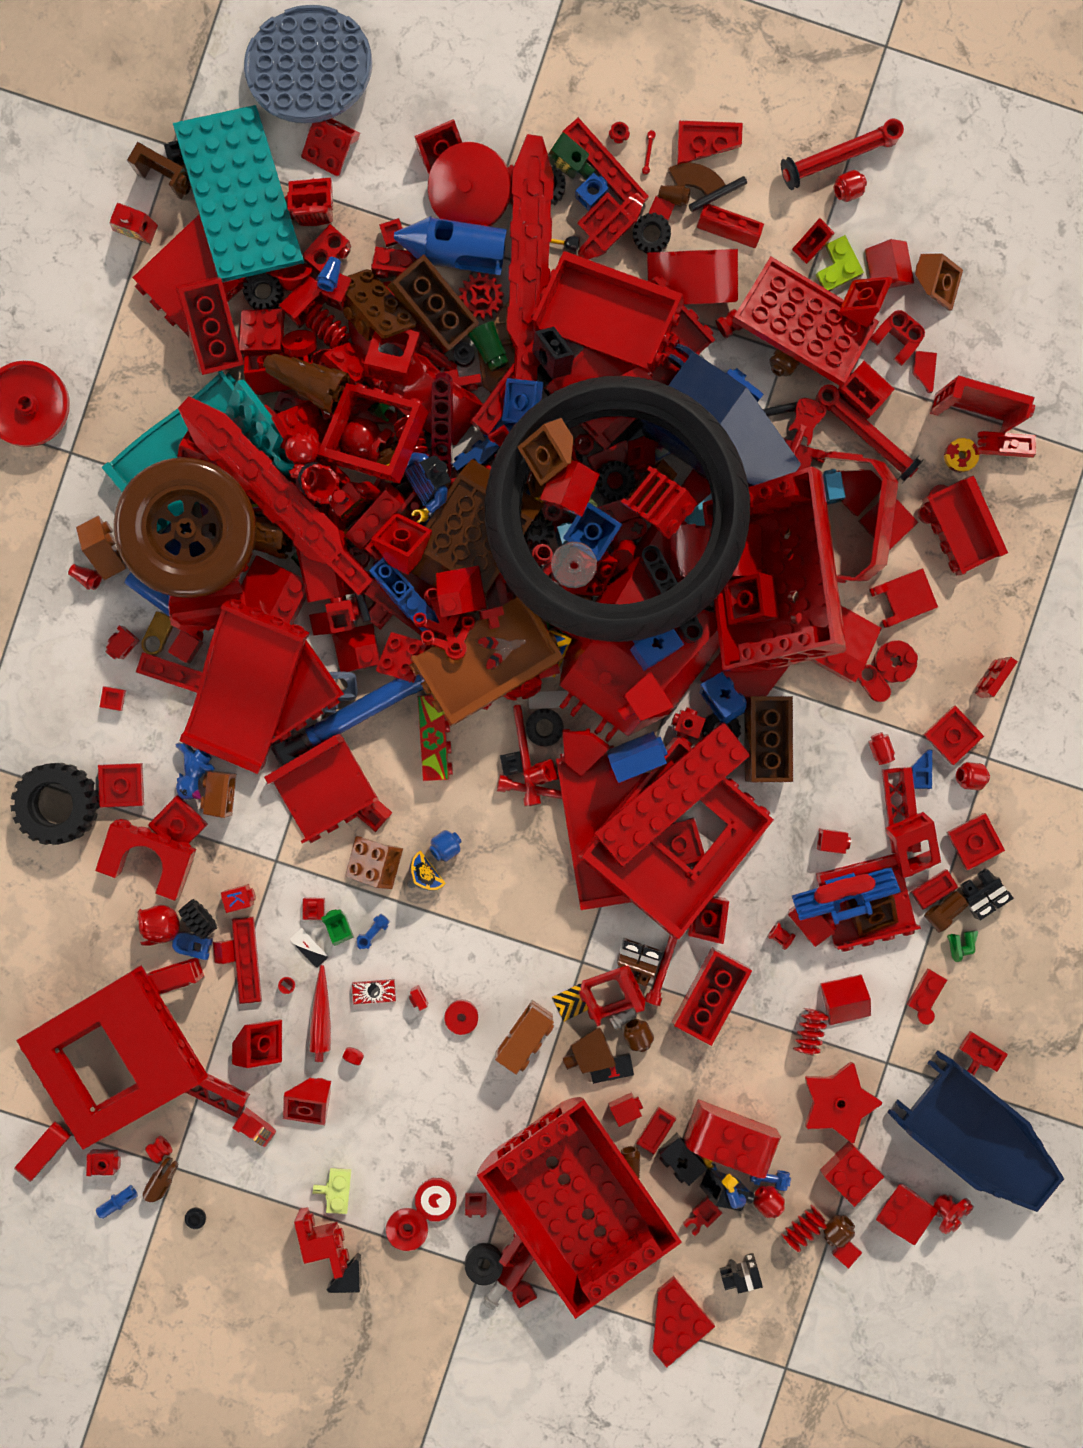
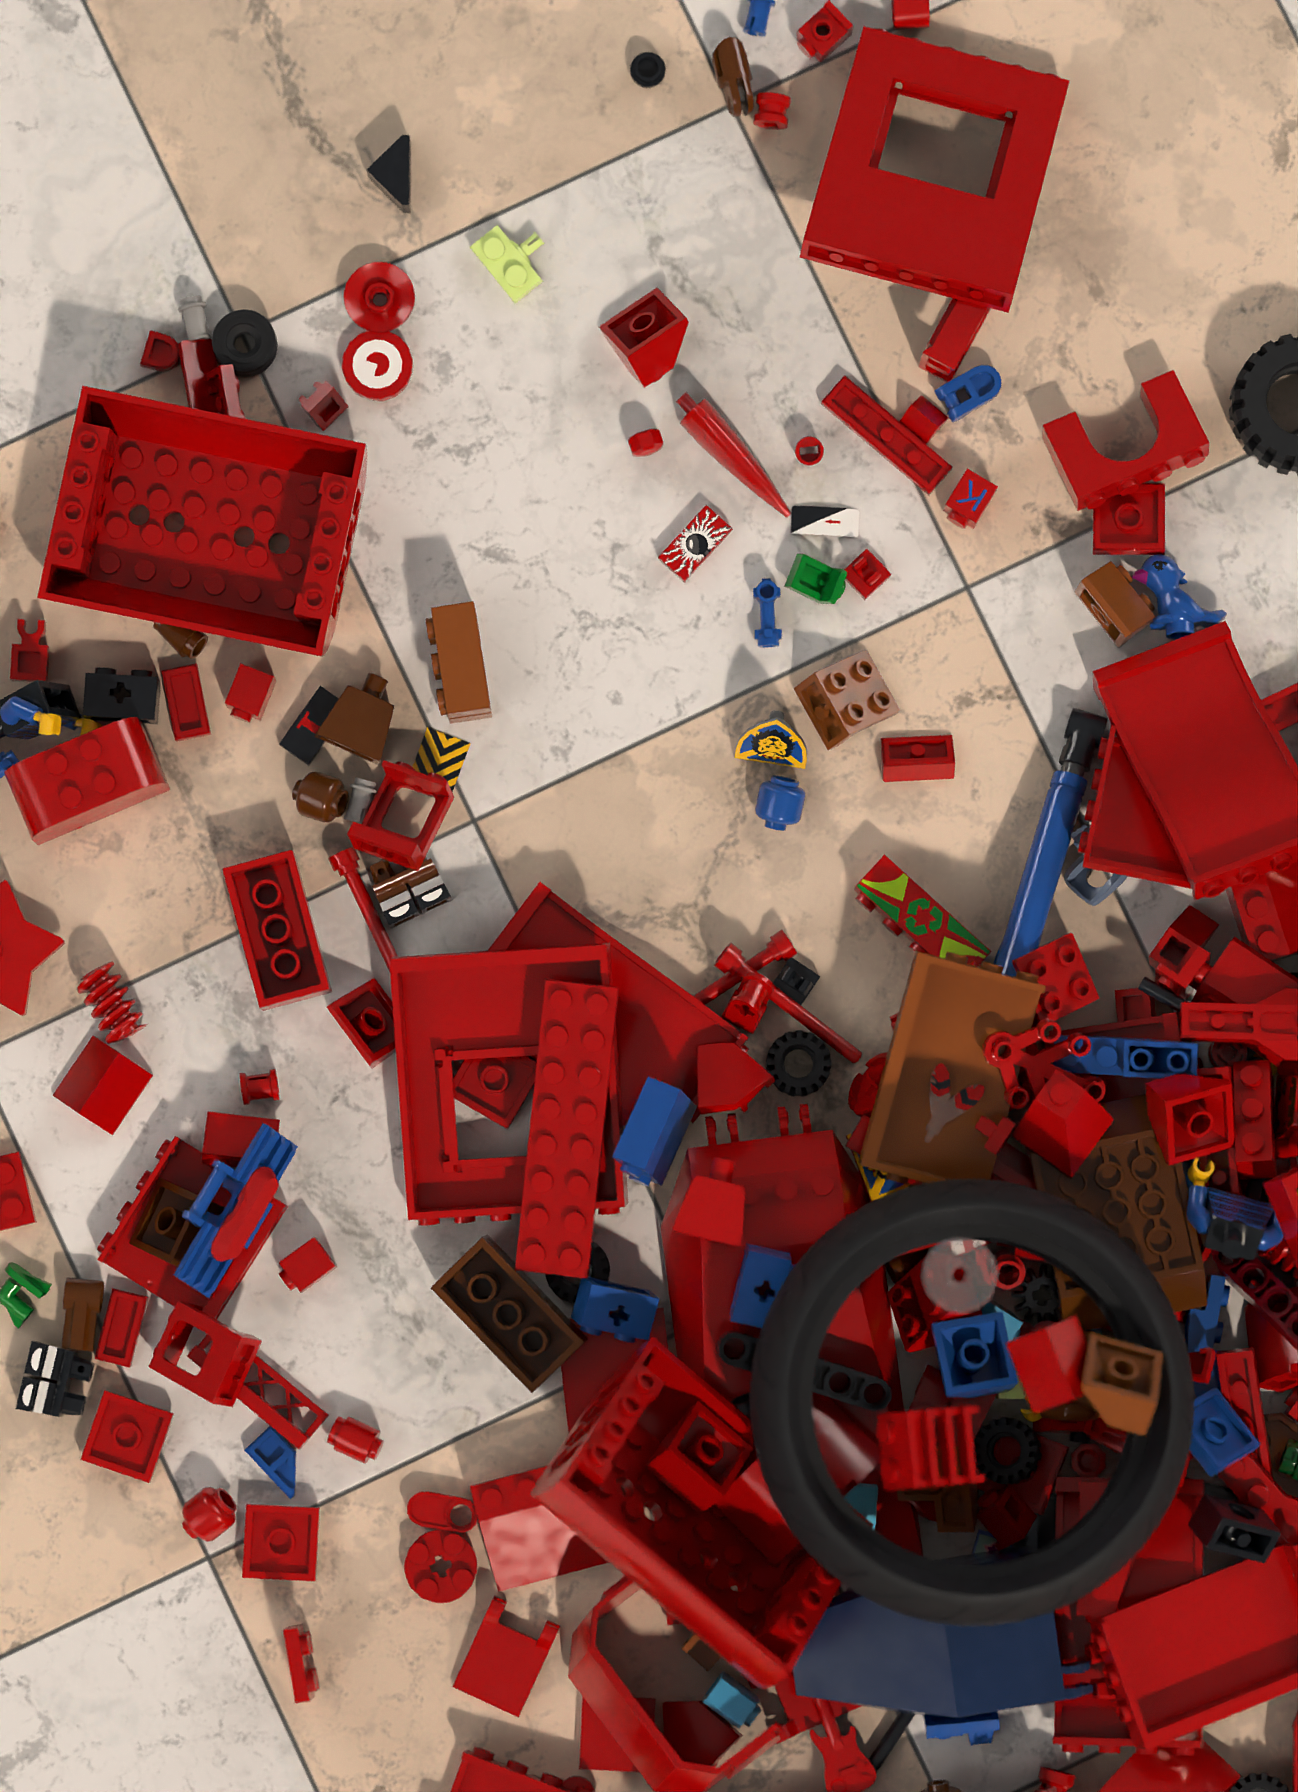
camera: 135 degrees right, 5 degrees down
(121, 785) = (1243, 501): red plate -> none
(158, 924) = (1034, 377): red hair -> none
(198, 919) = (993, 429): black tyre -> none
(225, 1090) = (759, 255): red fence -> none
(254, 1127) = (681, 244): red leg -> none
(258, 1044) = (774, 348): red slope -> none
(321, 1242) = (470, 186): red bracket -> none
(323, 788) = (996, 731): red panel -> none
(356, 648) = (1120, 939): red slope -> none
(417, 998) = (634, 586): red plate -> none
(461, 1007) = (558, 597): red piece -> none
(548, 699) = (827, 1101): white sticker -> none
(624, 555) = (908, 1366): red leg -> none
(695, 727) = (616, 1247): red brick -> none

